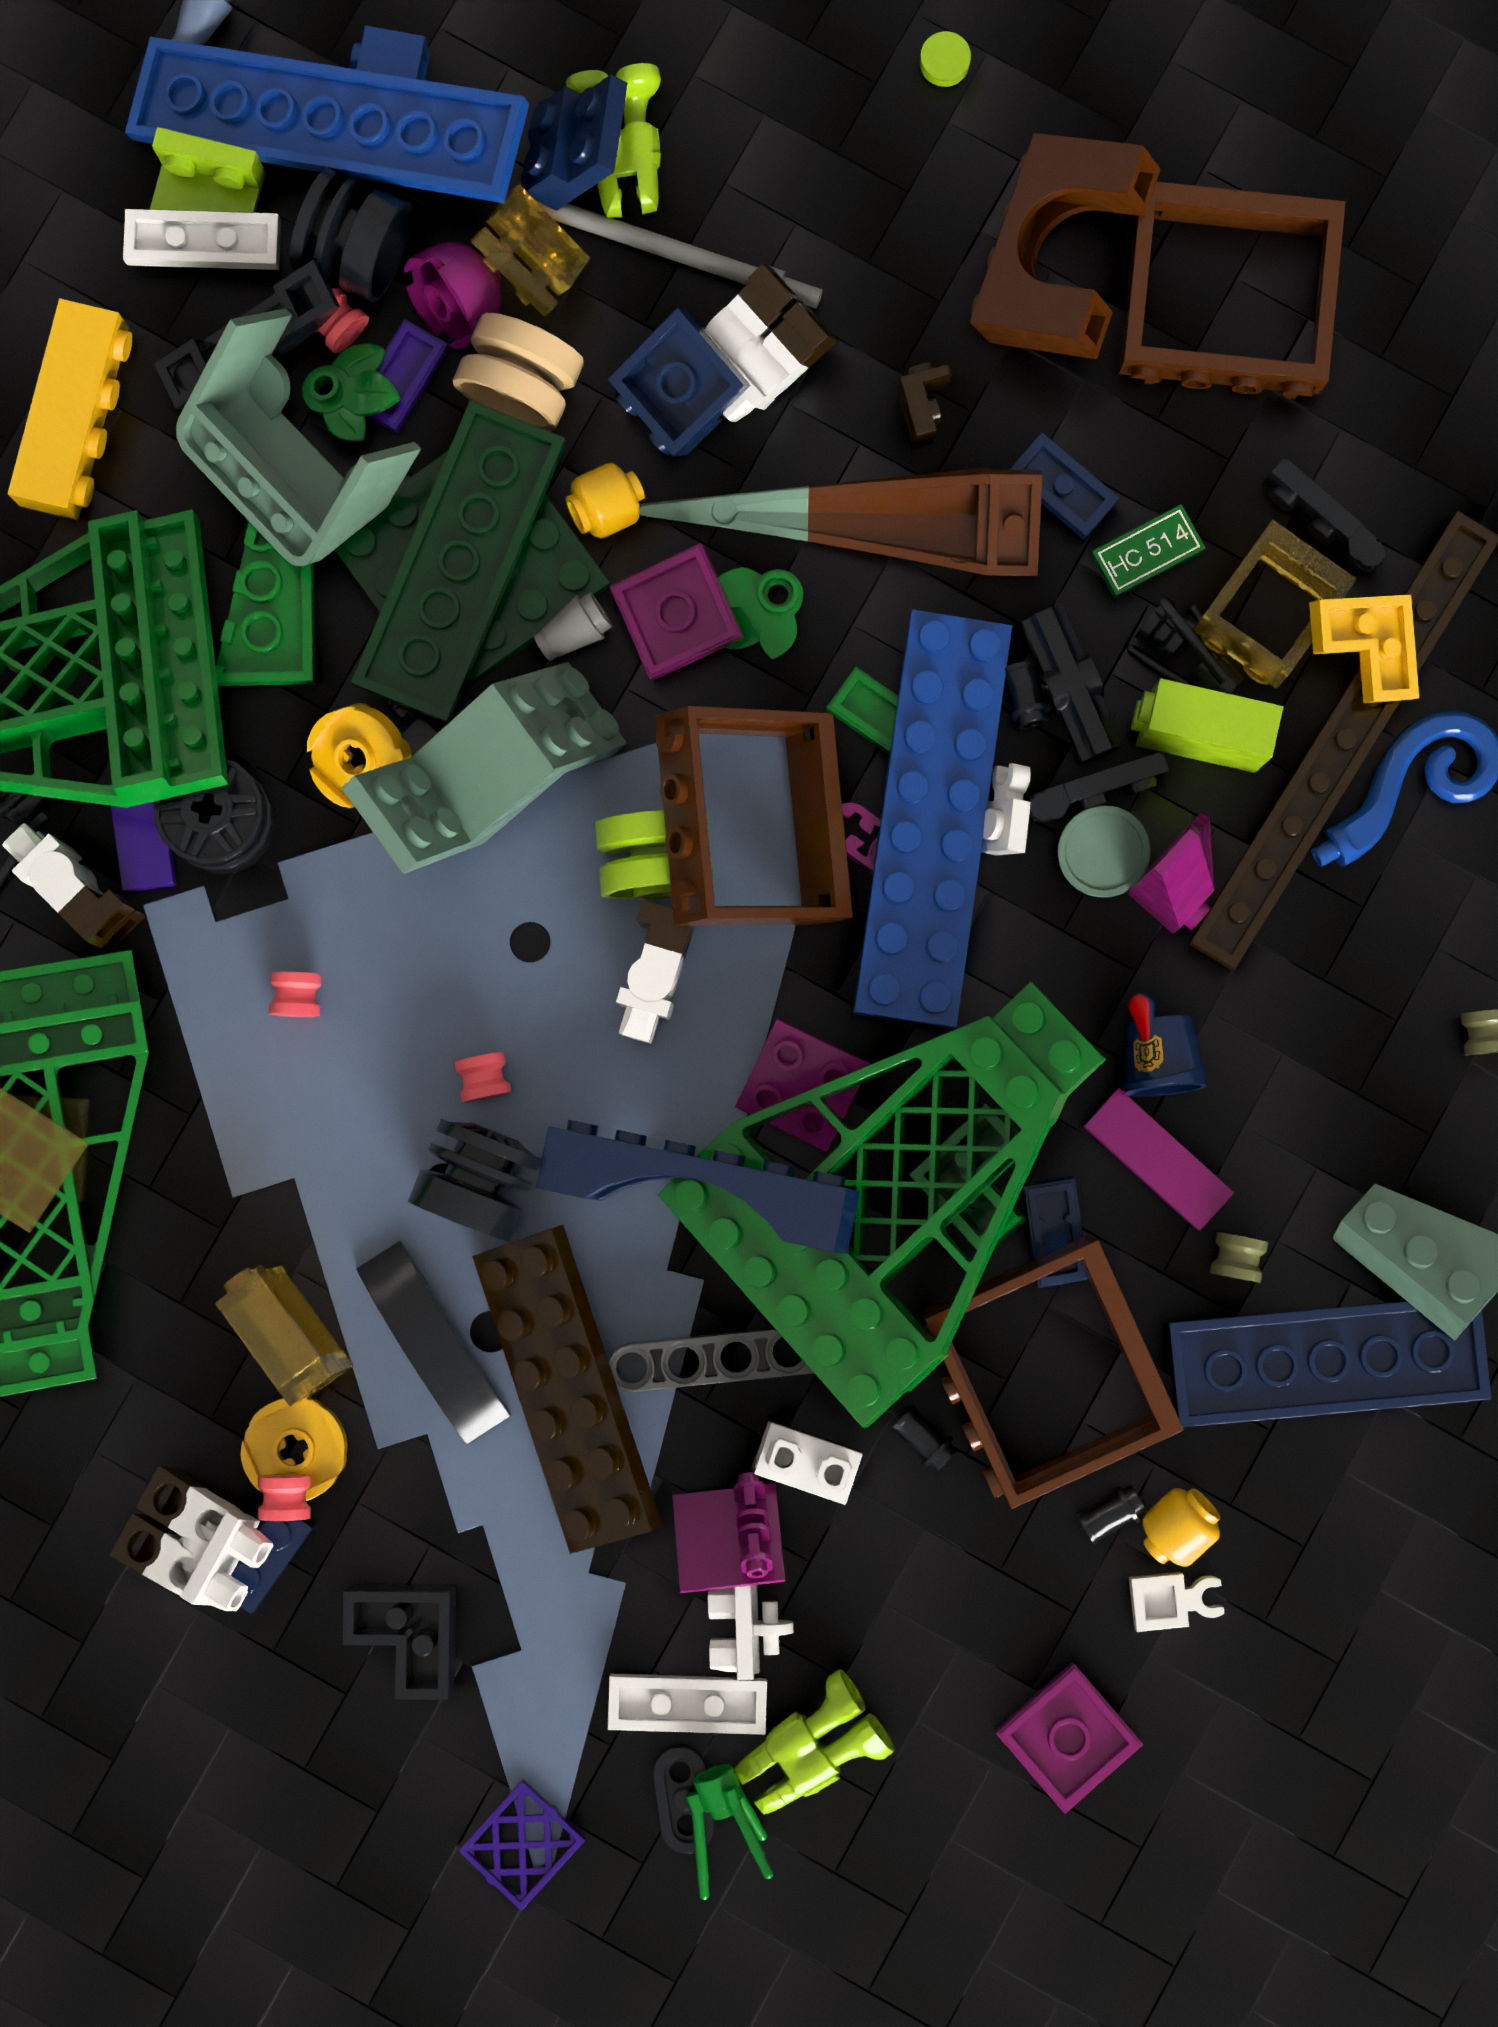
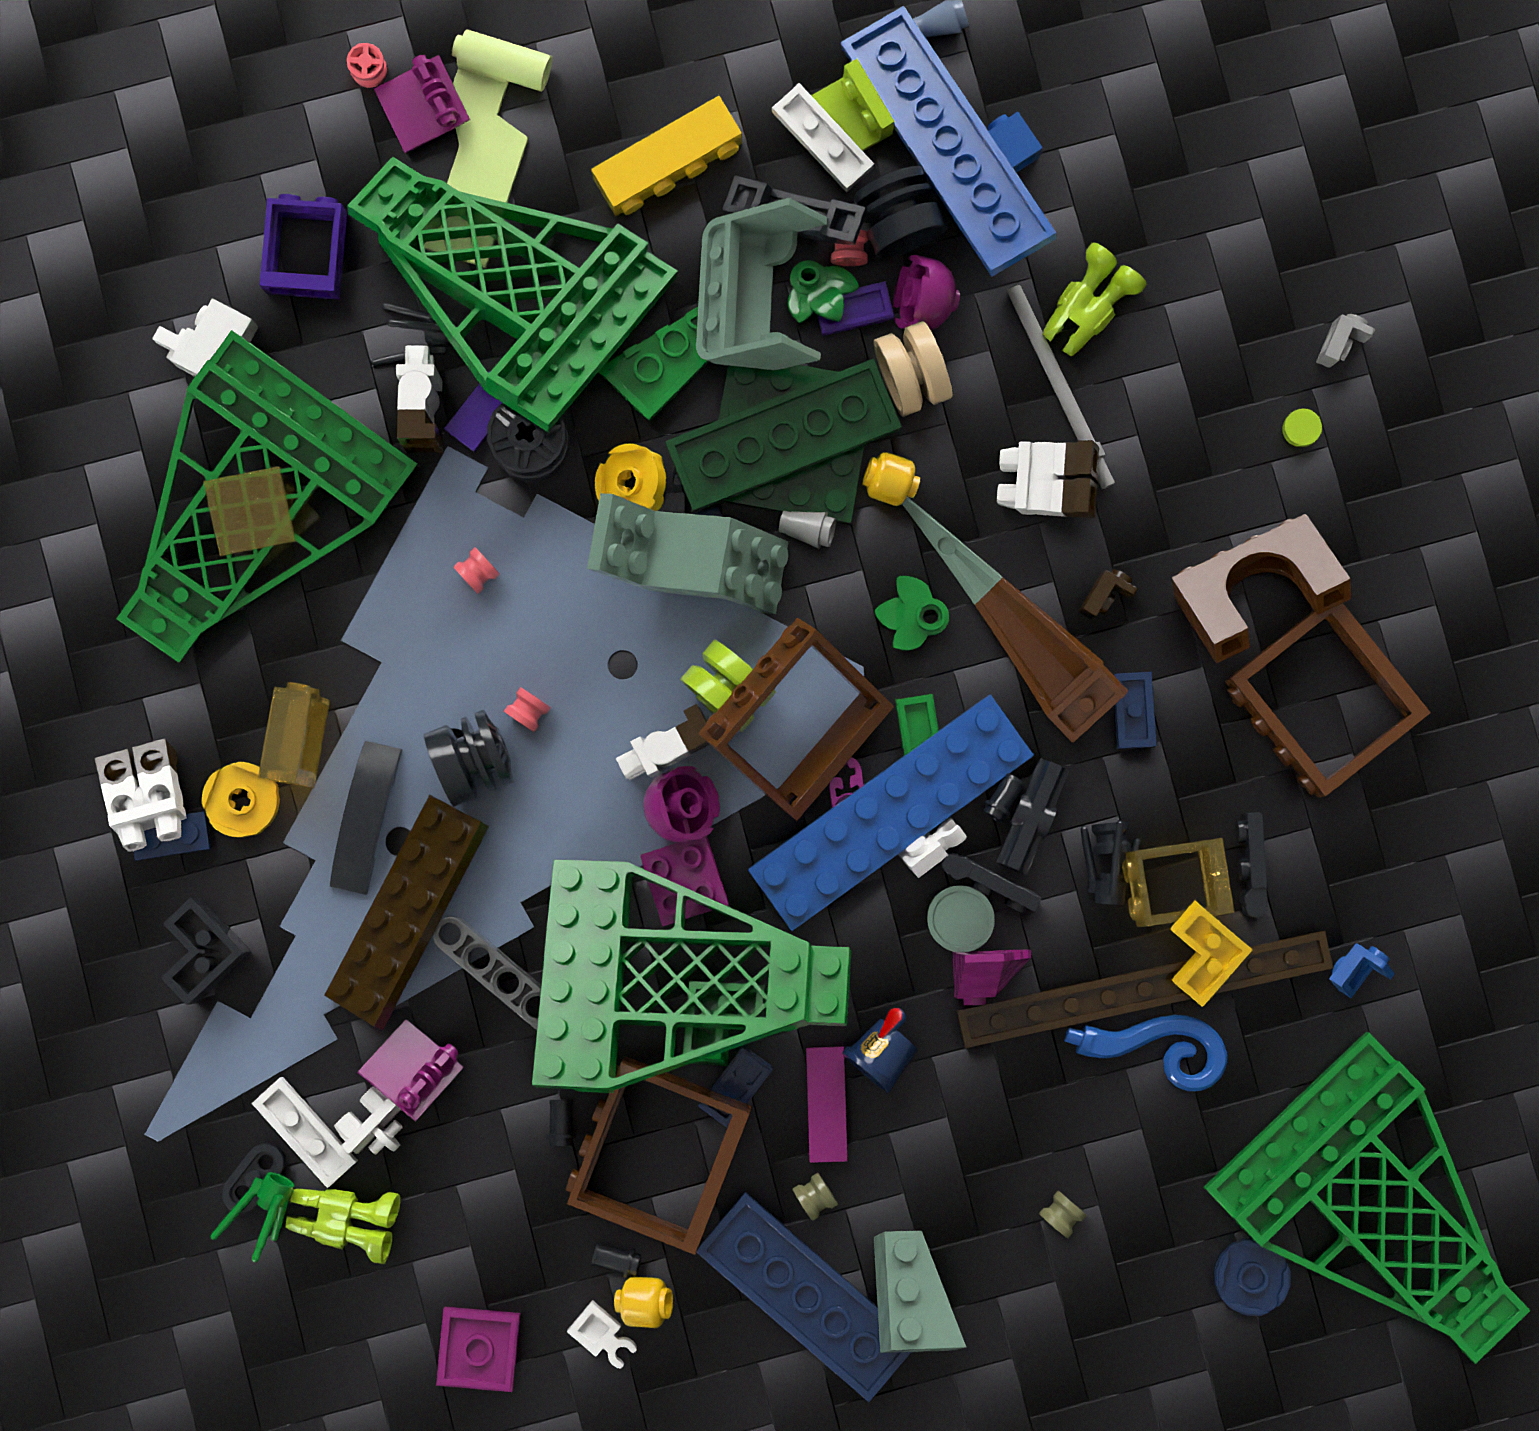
camera: 40 degrees right, 0 degrees up
(284, 1497) = (210, 819): coral wheel -> none
(495, 1874) = (180, 1116): dark purple window -> none
(539, 242) = (992, 312): clear yellow plate -> none
(573, 142) = (1062, 279): dark blue plate -> none
(677, 612) = (869, 573): magenta tile -> none
(678, 384) = (988, 457): dark blue plate -> none
(726, 1015) = (681, 804): none -> magenta cylinder
(798, 1210) = (612, 941): dark blue arch -> none
(806, 1461) = (486, 1073): white hips -> none
(1147, 551) = (1143, 788): green tile -> none
(1207, 725) = (1078, 908): lime brick -> none

